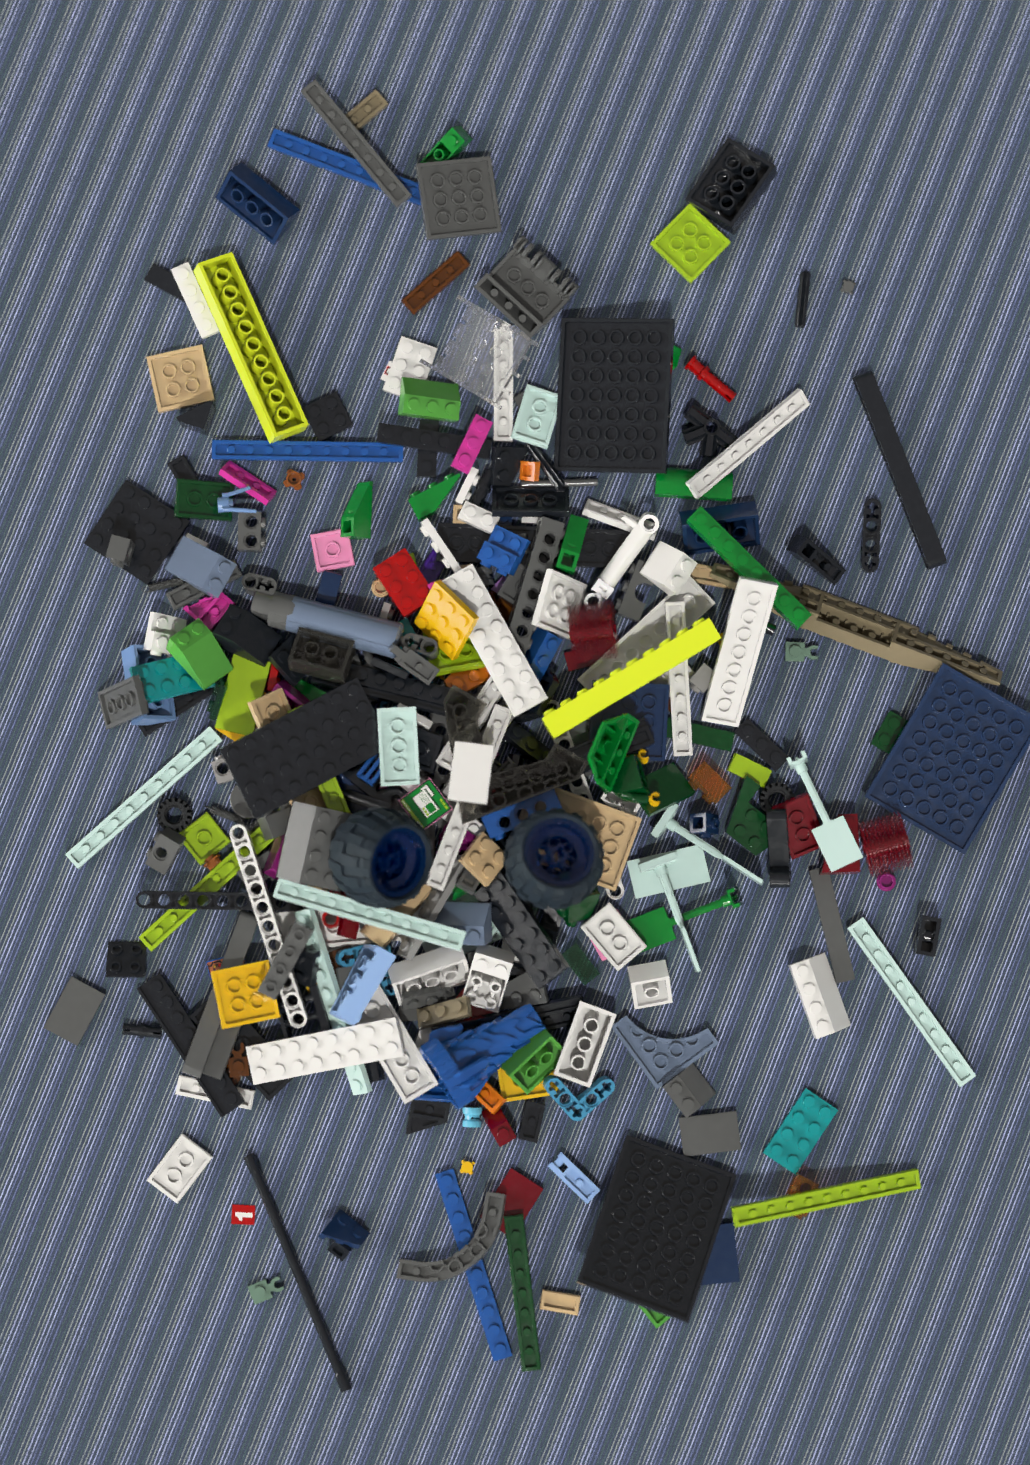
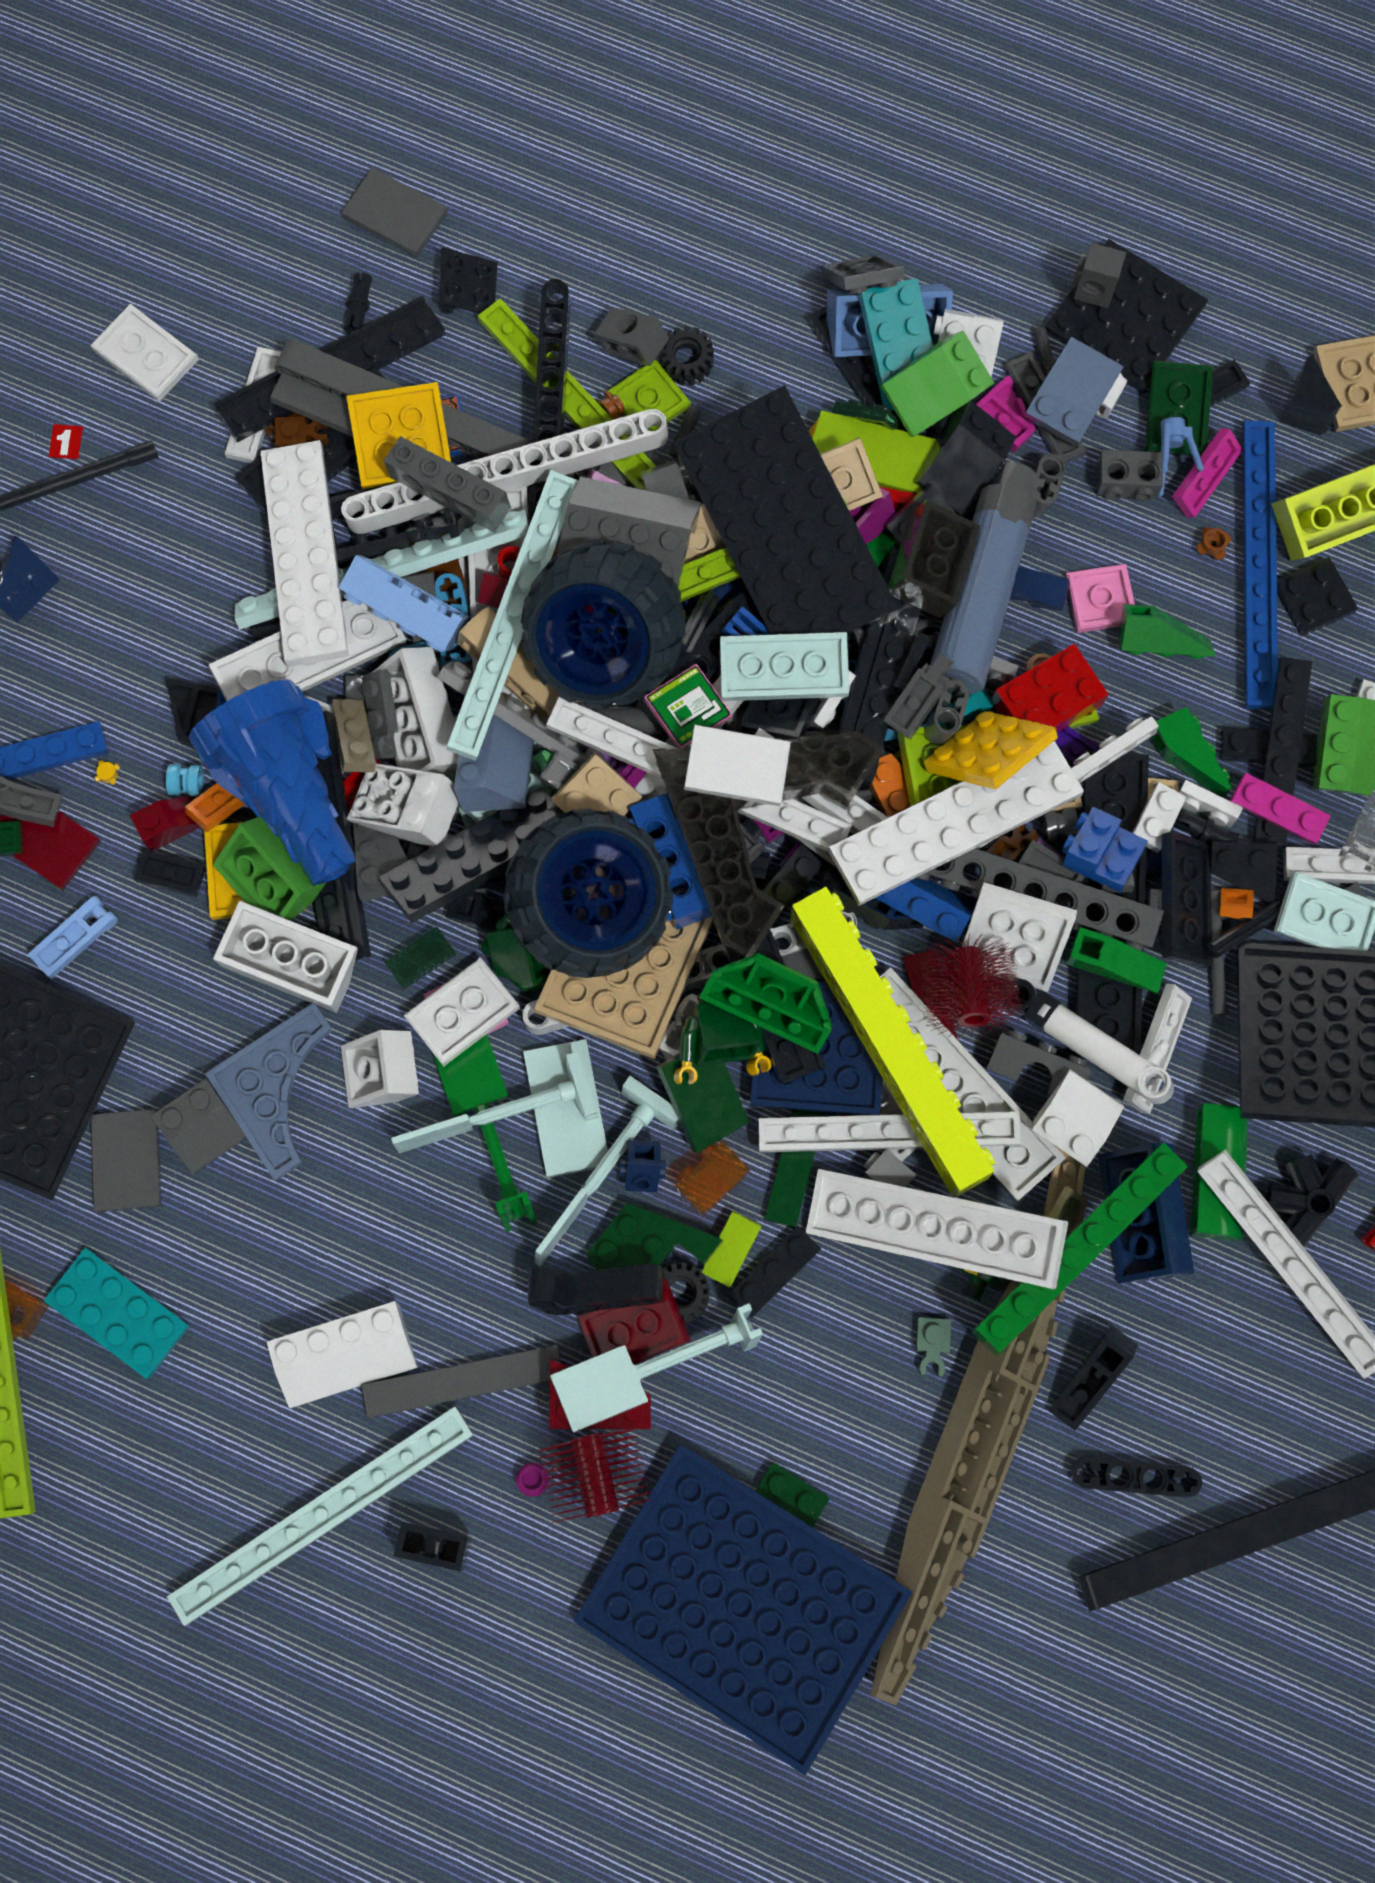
camera: 90 degrees right, 10 degrees down
(144, 797) = (711, 308): light aqua plate -> none
(579, 1102) = (195, 950): dark azure beam -> none

